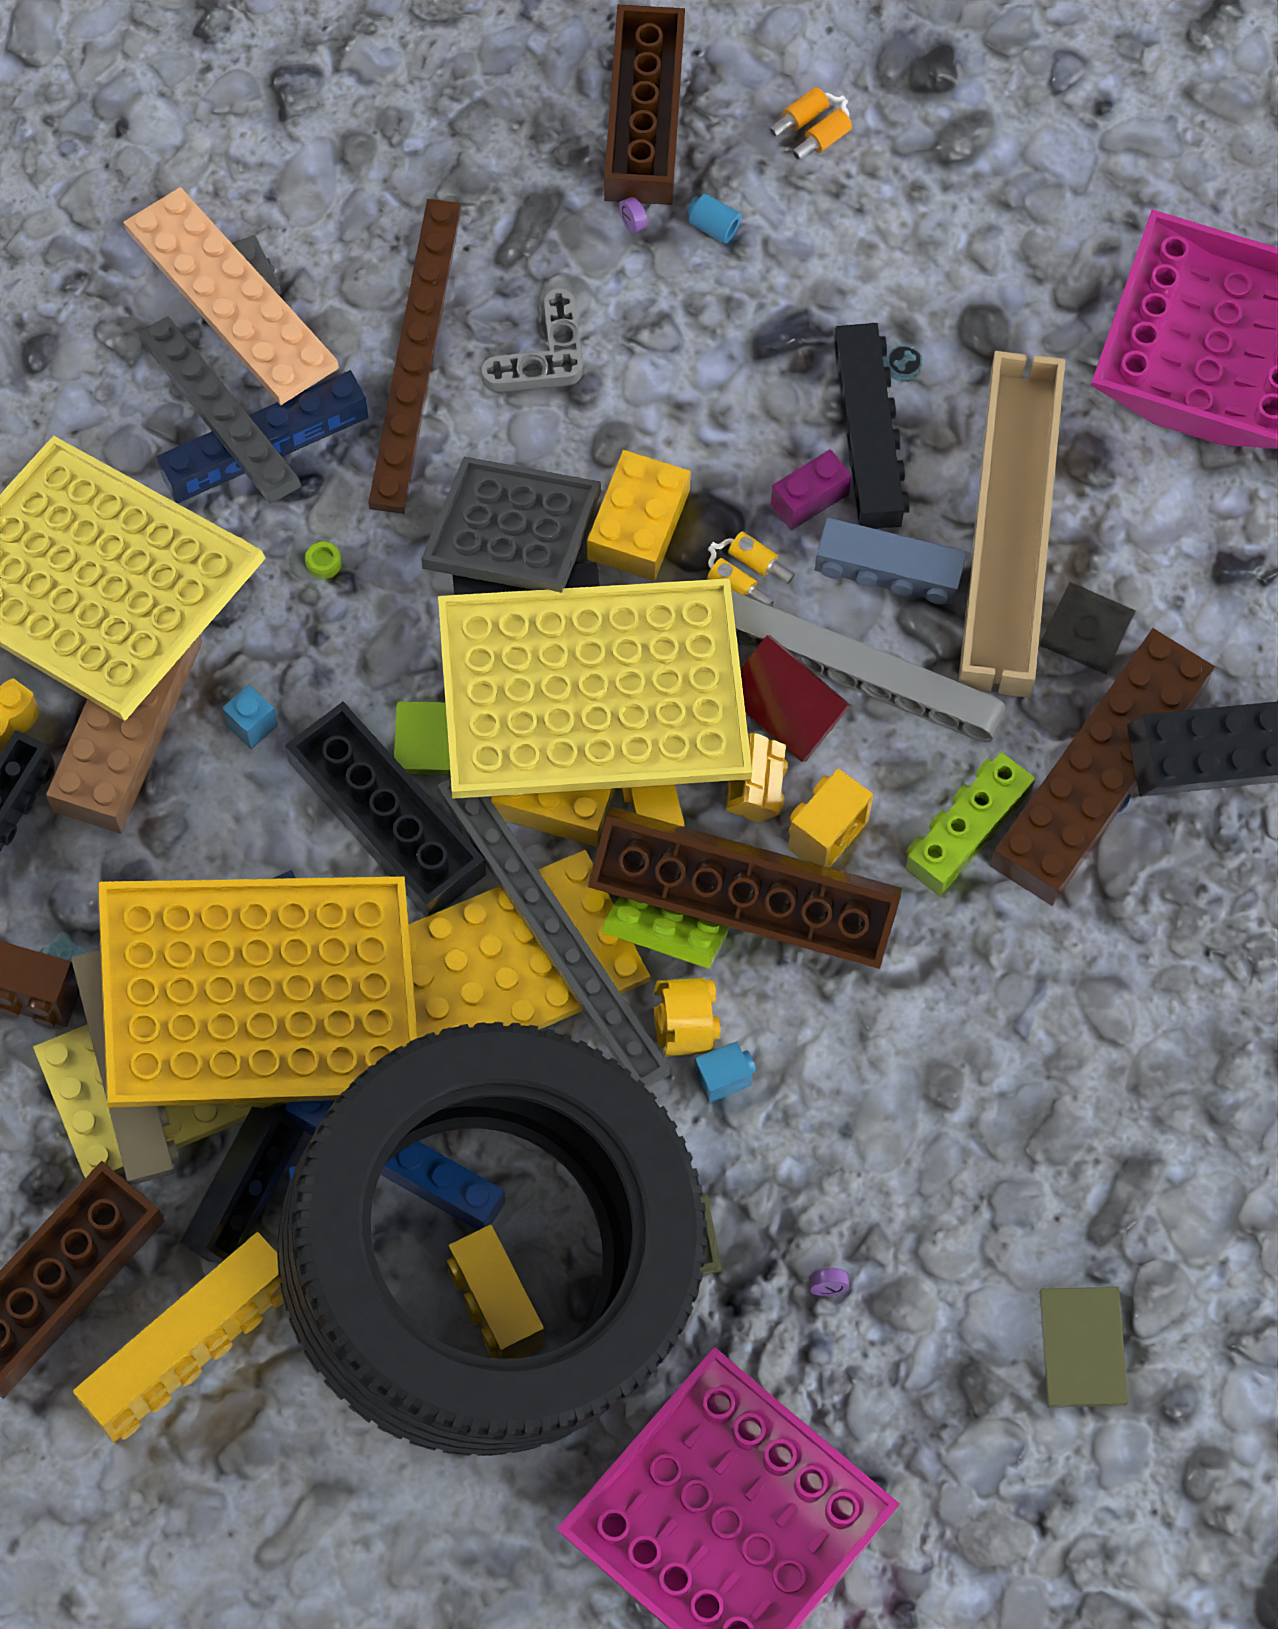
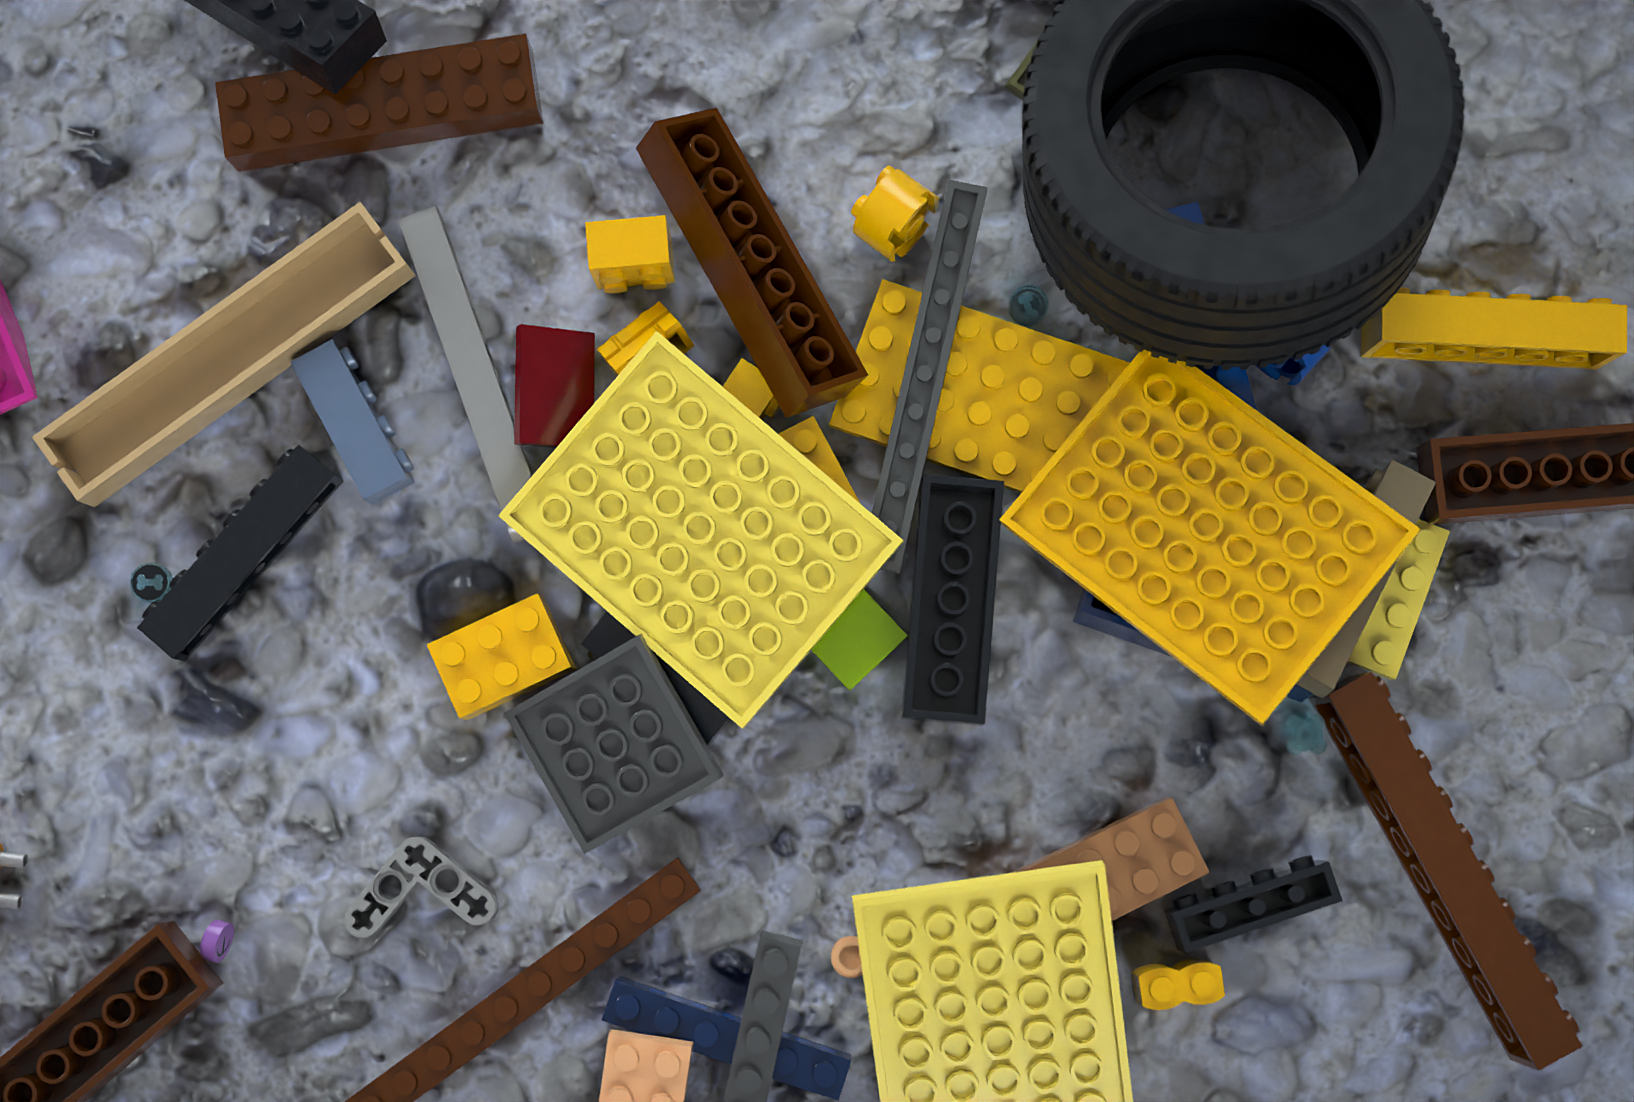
camera: 130 degrees left, 15 degrees up
(242, 1184) = (1351, 403): black brick -> none
(250, 716) = (978, 789): dark azure brick -> none
(323, 560) = (784, 878): lime tile -> none
(495, 1296) = (1240, 143): yellow brick -> none
(666, 931) = (847, 286): lime plate -> none
(714, 217) = (155, 869): dark azure brick -> none
(724, 1071) = (903, 151): dark azure brick -> none
(754, 556) = (449, 531): yellow piece -> none
(810, 489) = (346, 542): magenta brick -> none
(969, 823) = (525, 159): lime brick -> none
(1087, 628) = (263, 224): clear smoke tile -> none

